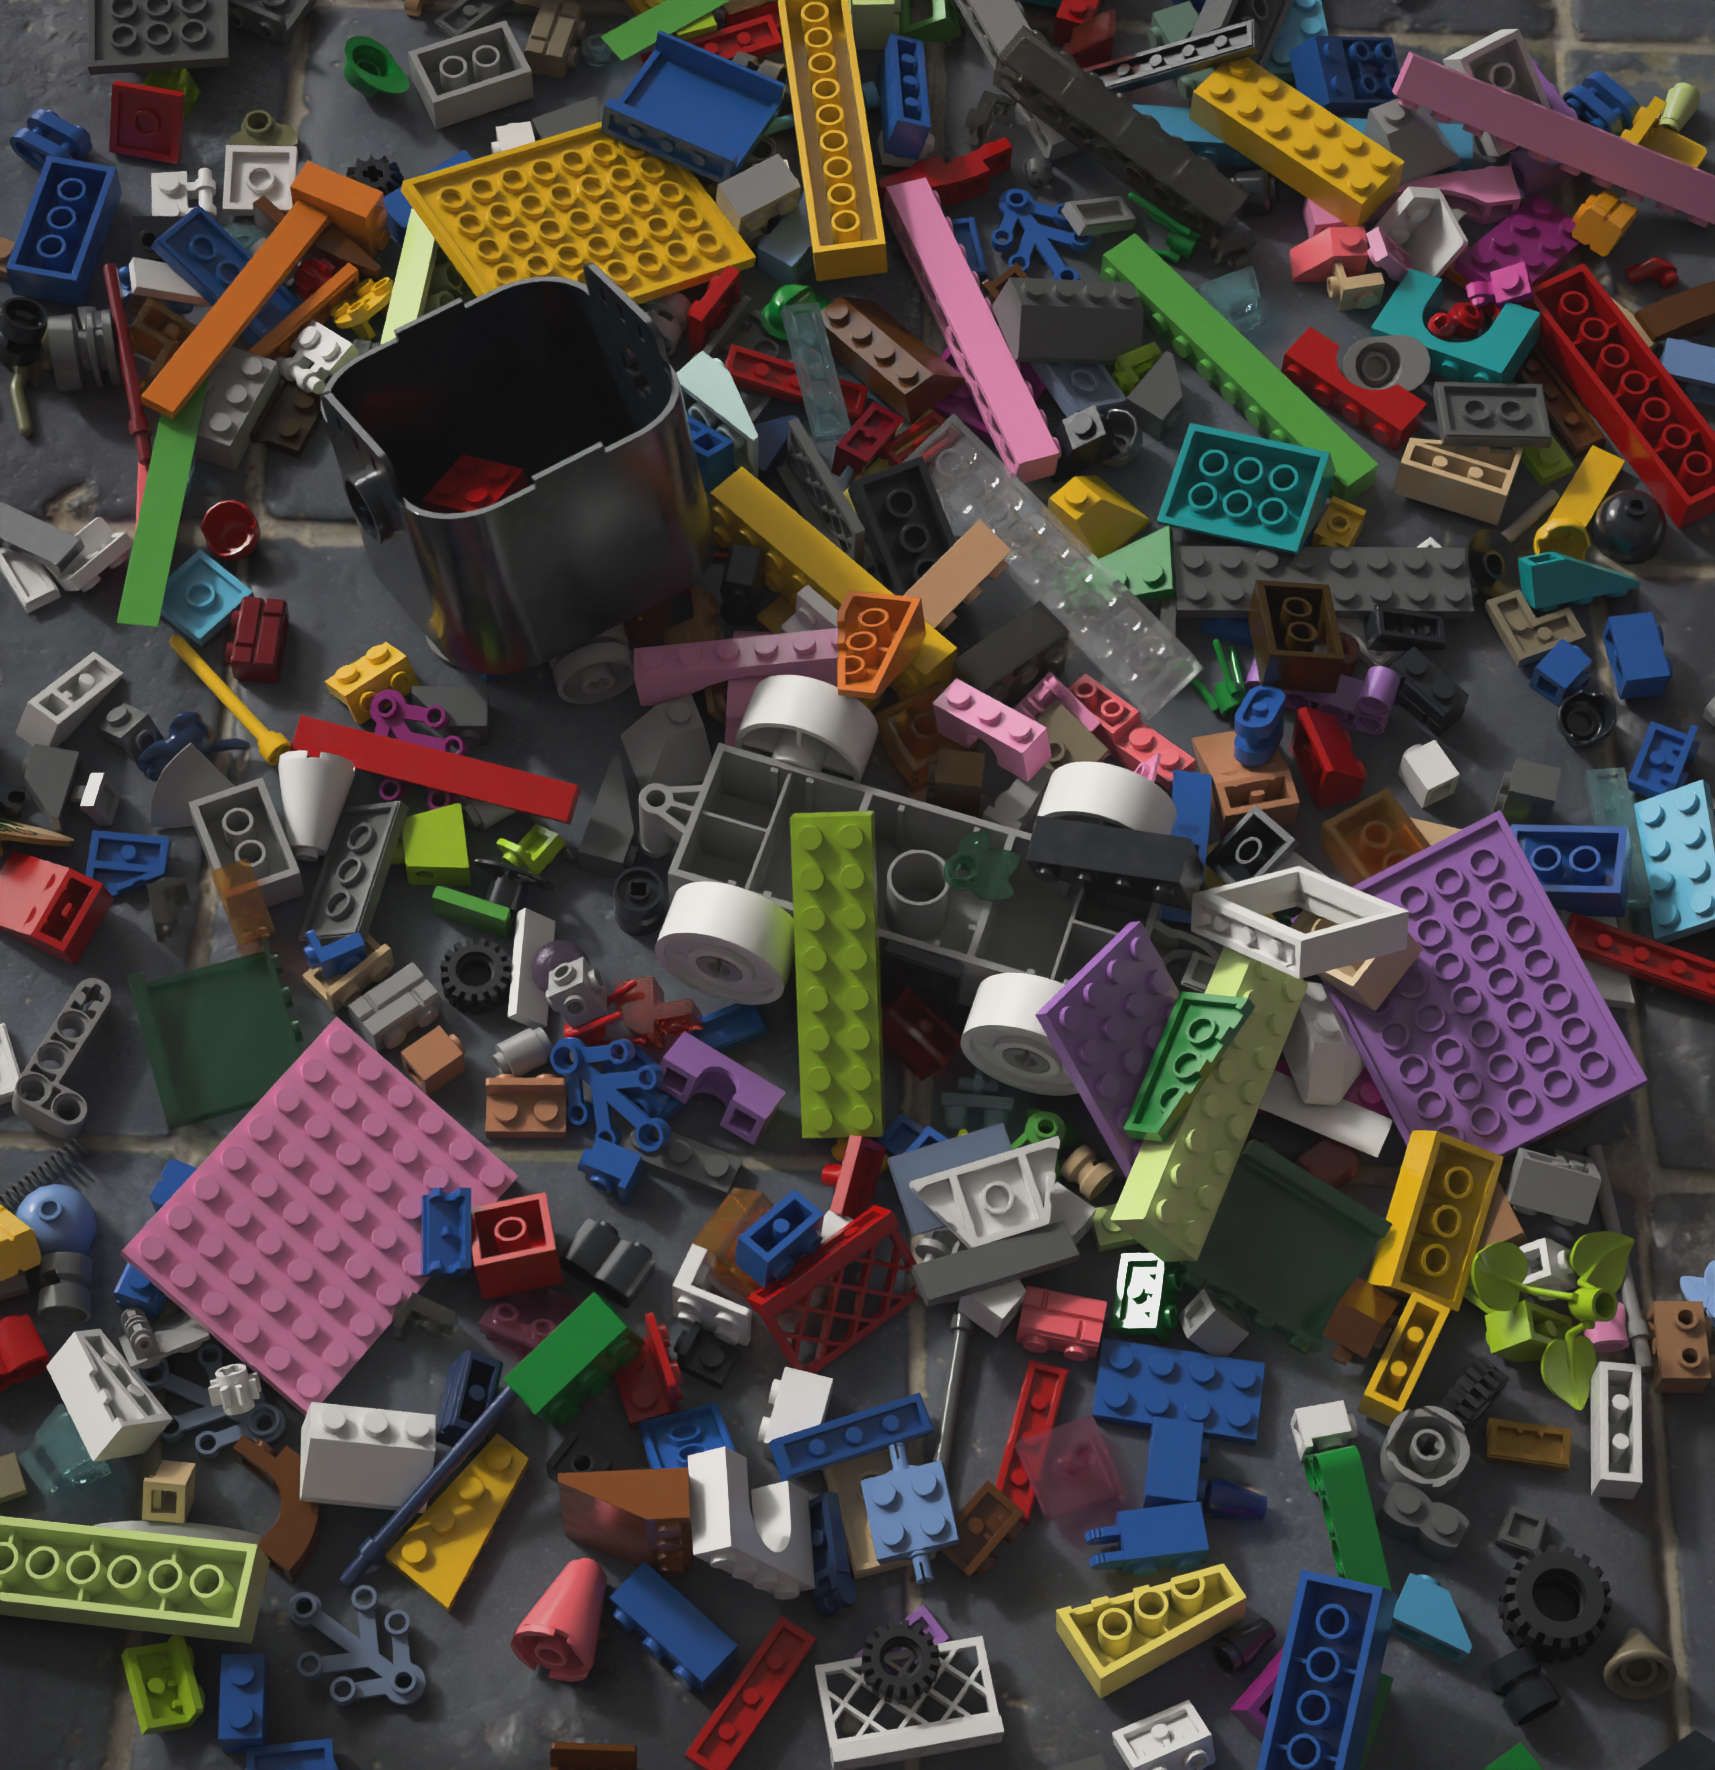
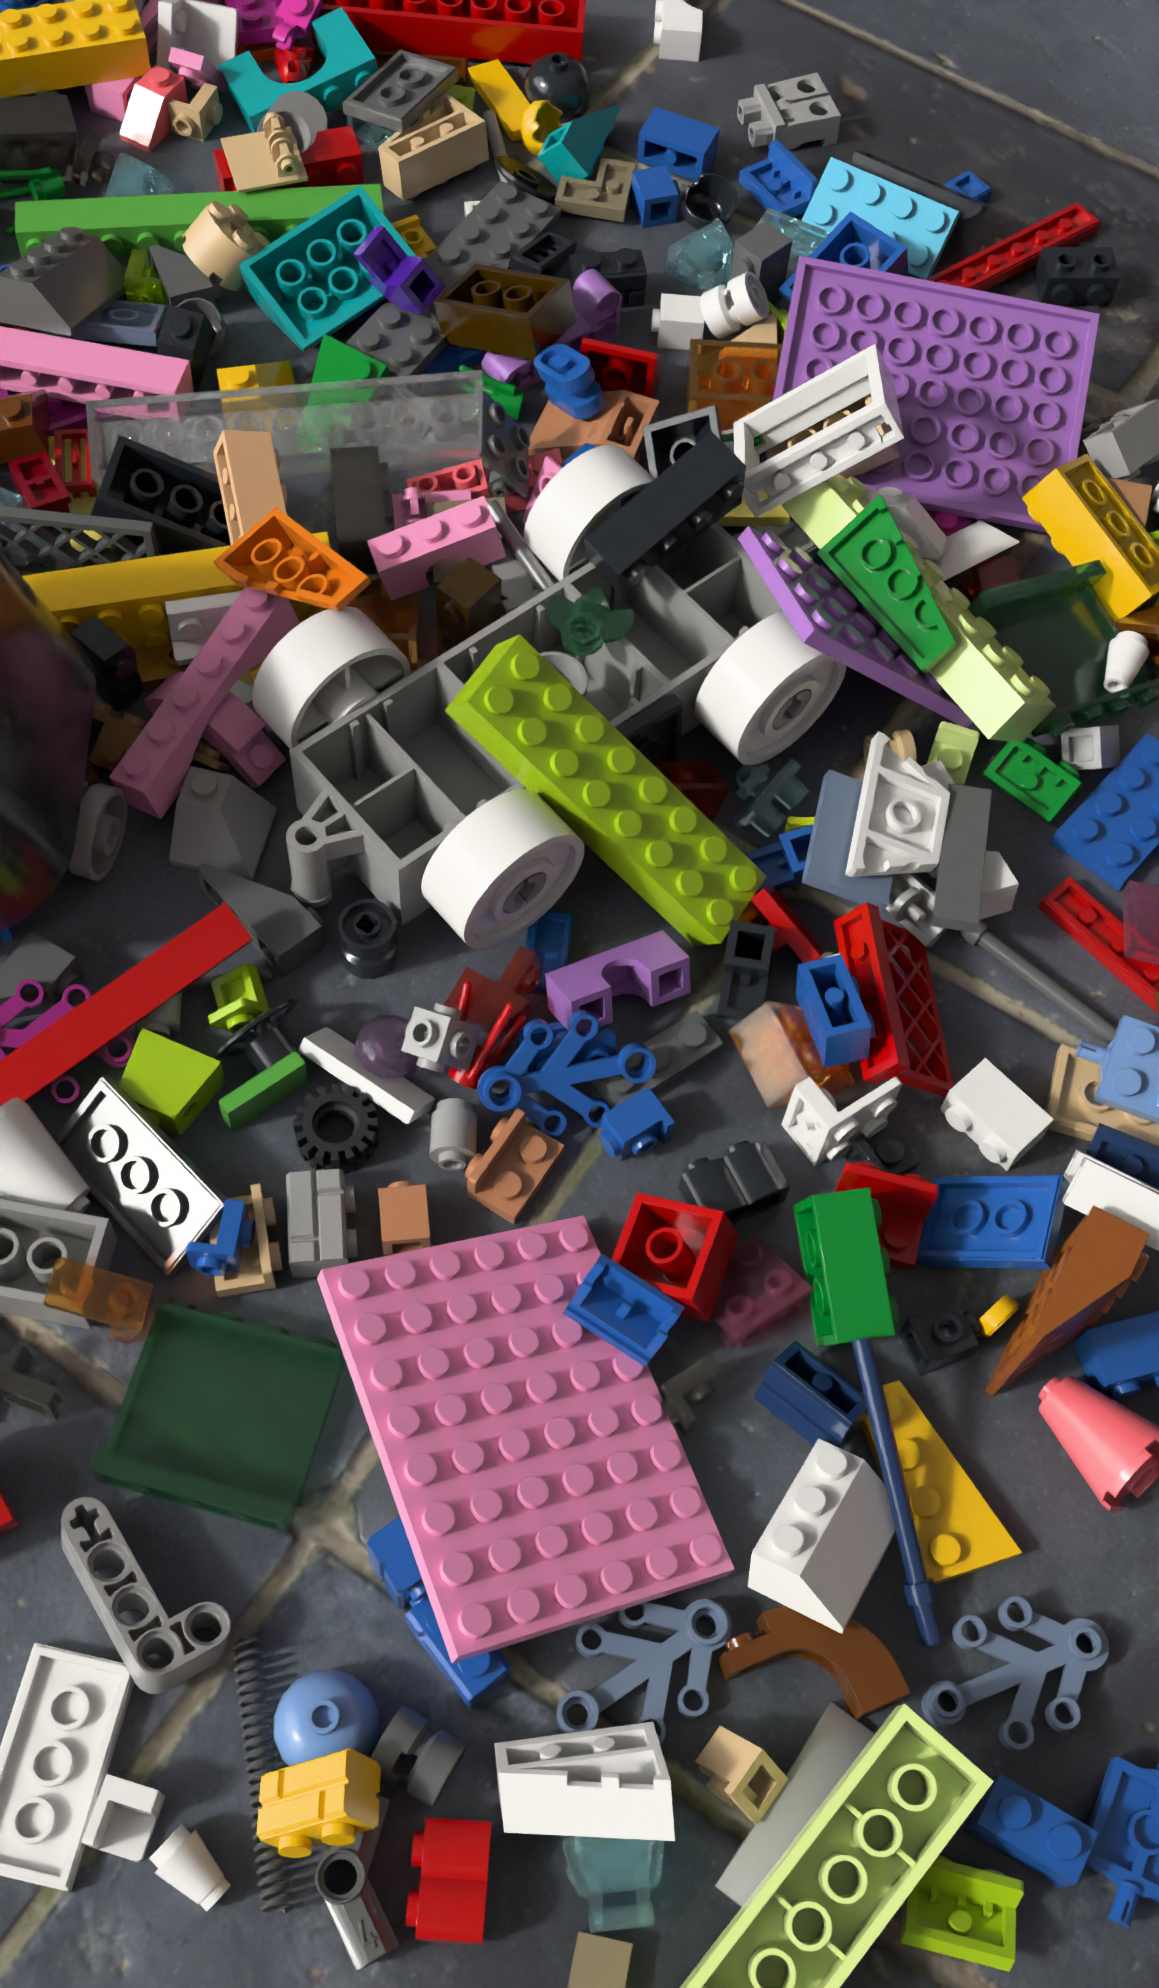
camera: 60 degrees left, 0 degrees up
(148, 1344) = (548, 1682): light grey hinge -> none
(235, 1389) = (663, 1631): white gear -> none
(800, 1167) = (746, 969): none -> black brick
(851, 1437) = (1053, 1079): blue tile -> none
(1034, 802) = (519, 547): none -> flat silver bar
(1046, 1125) = (838, 753): bright green brick -> none
(1061, 1323) = (1033, 847): coral brick -> none
(1144, 716) = (504, 448): none -> dark grey hinge
(1210, 397) = (222, 241): none -> tan brick
(1262, 536) = (398, 277): none -> dark purple brick
(1306, 1300) = (1124, 660): none -> white cone
(1326, 367) = (264, 157): none -> tan hinge
(1463, 798) = (734, 305): none -> white wheel
(1523, 741) = (702, 255): none -> clear light blue piece

